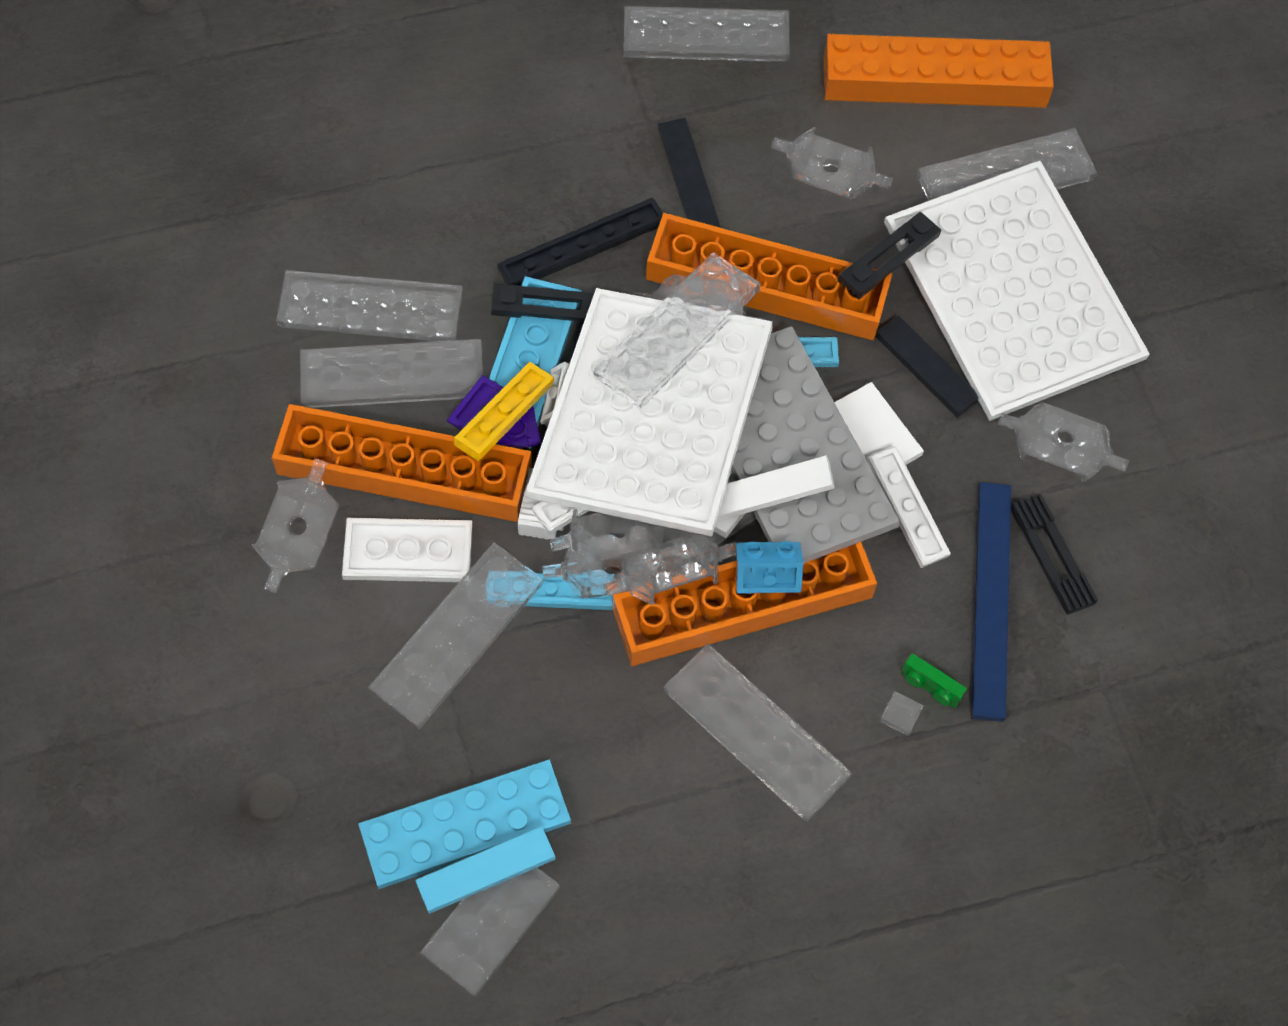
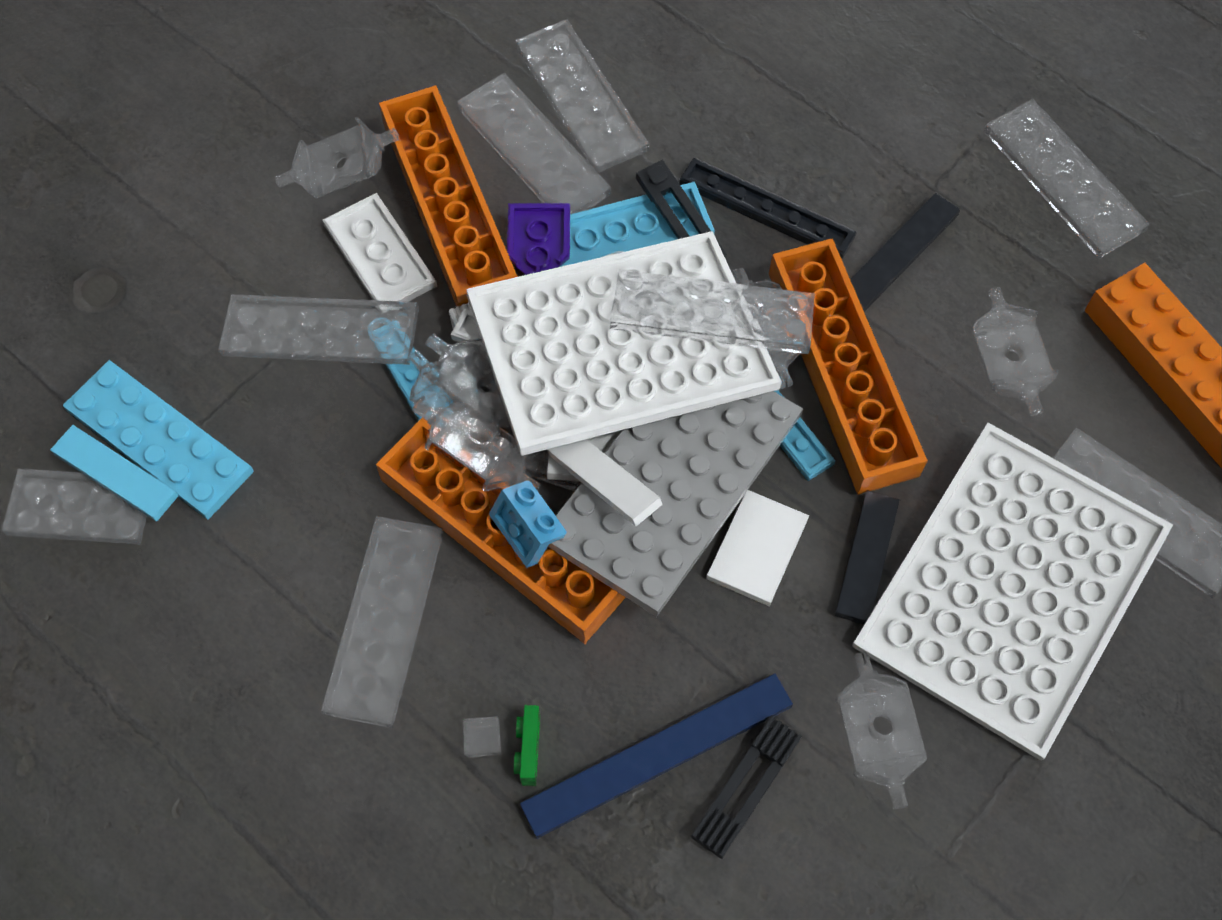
camera: 60 degrees right, 0 degrees up
(503, 411) = (538, 233): yellow plate -> none
(862, 278) = (992, 457): black container -> none
(909, 506) = (699, 622): white tile -> none

